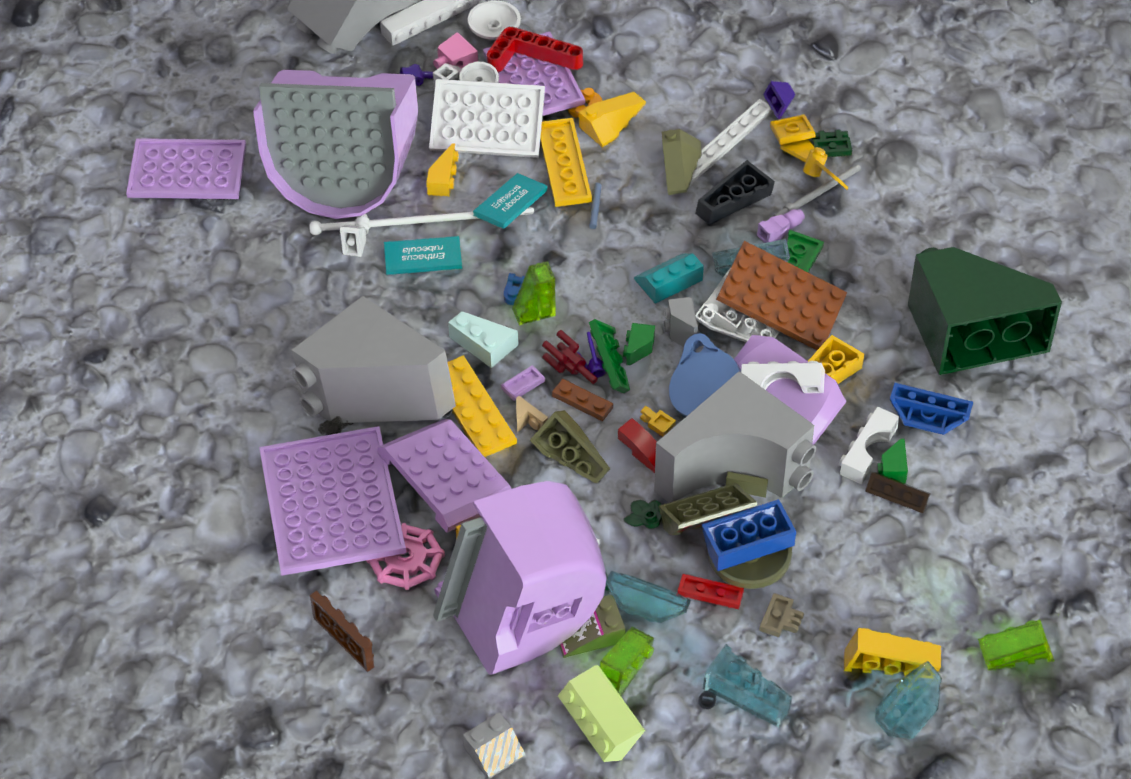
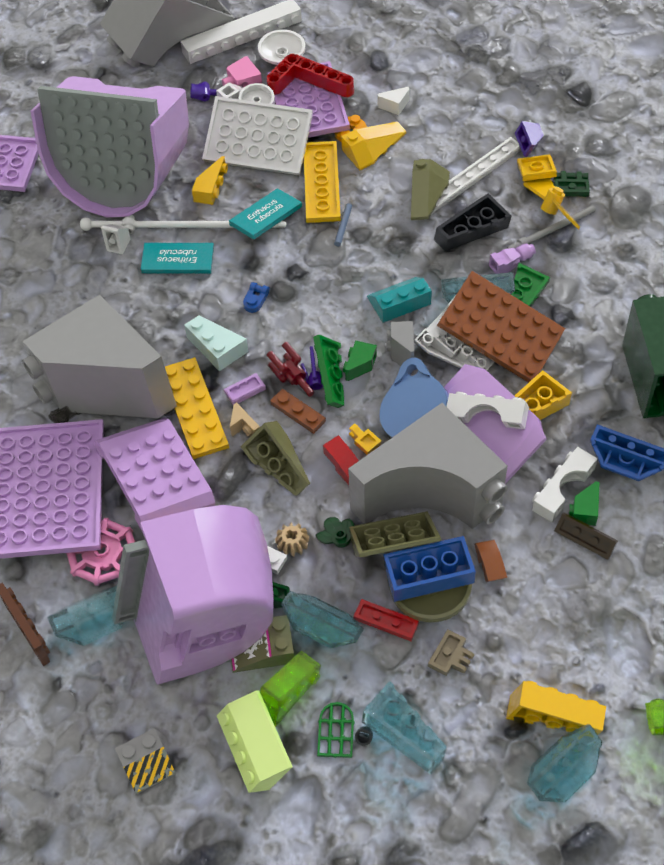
camera: 10 degrees right, 5 degrees up
(409, 618) = (86, 618): none -> clear light blue wedge
(536, 295) = (269, 306): clear neon green wedge -> none
(603, 523) = (292, 539): none -> tan gear
(627, 69) = (394, 100): none -> white slope
(673, 706) = (330, 737): none -> green window
(752, 485) = (440, 512): olive tile -> none
(807, 525) = (491, 560): none -> dark orange slope

